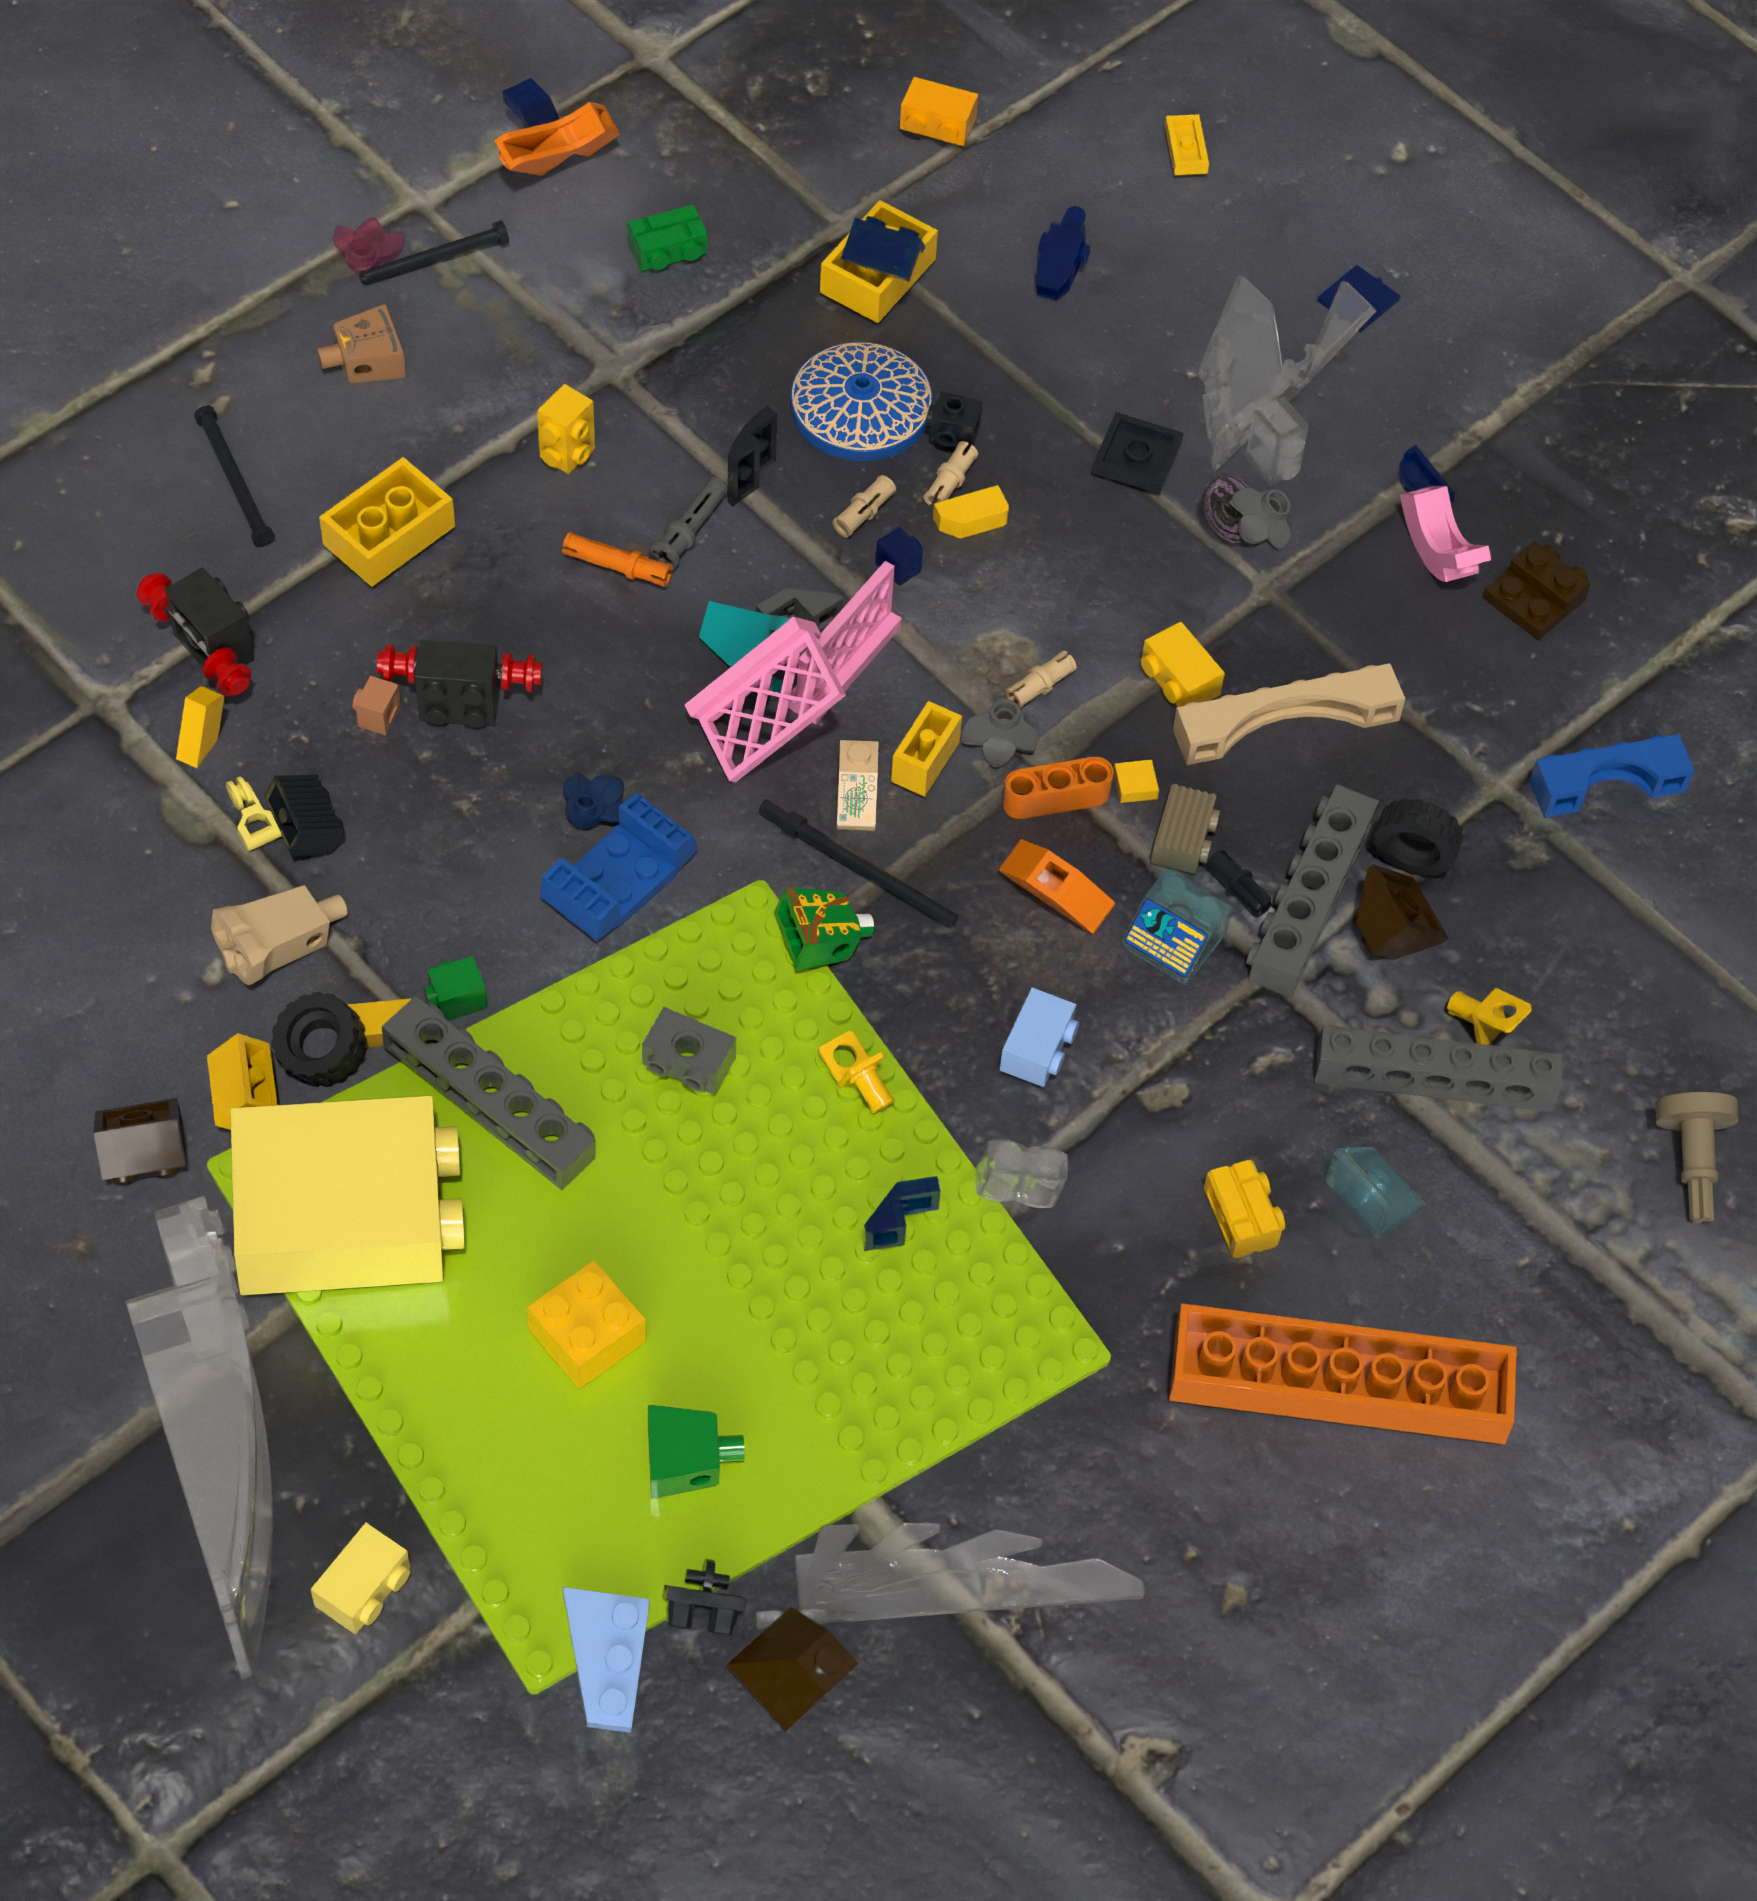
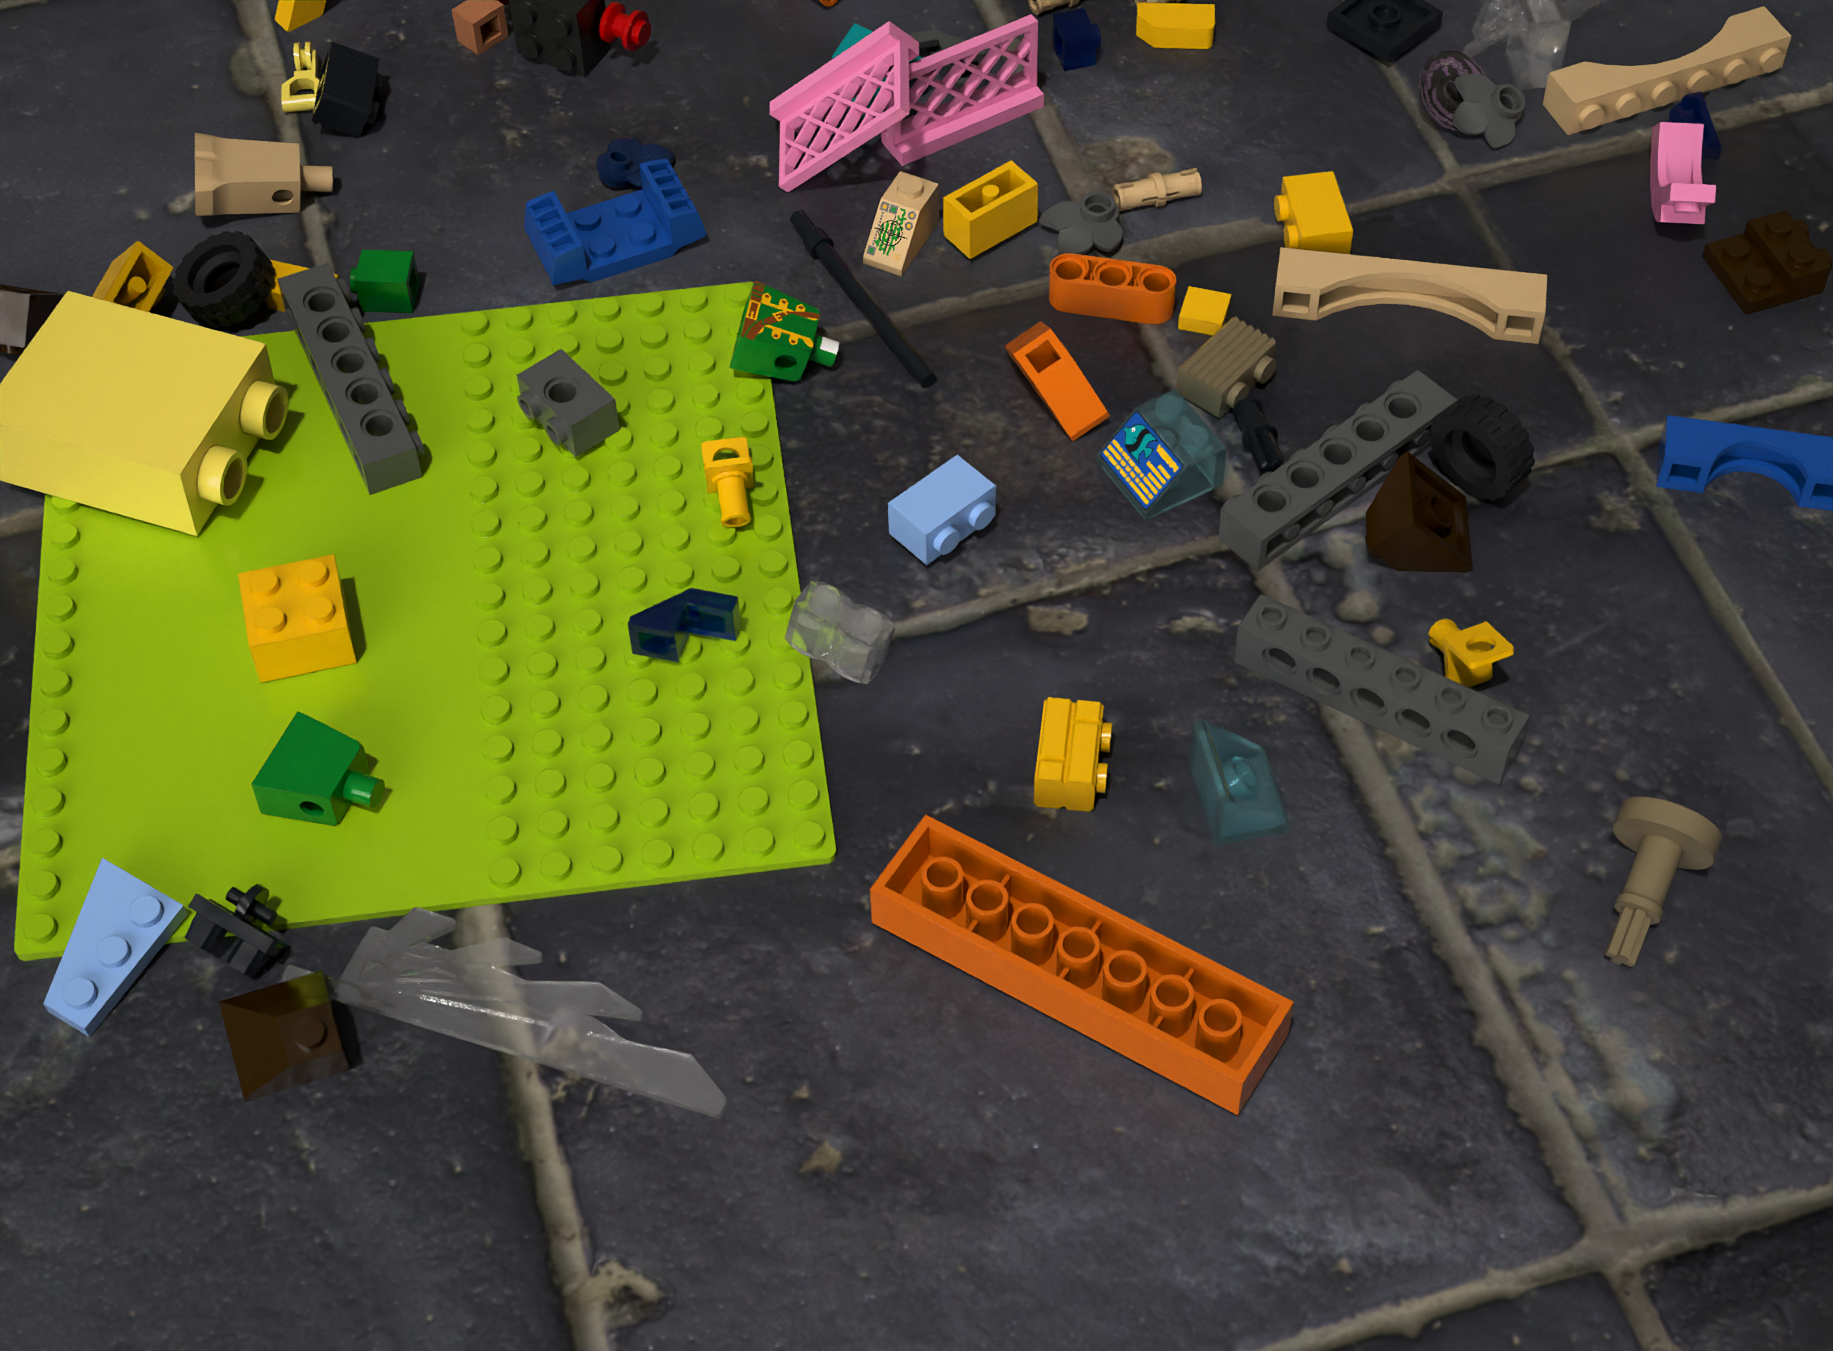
camera: 30 degrees right, 5 degrees down
(1340, 473) = (1600, 93): none -> tan arch

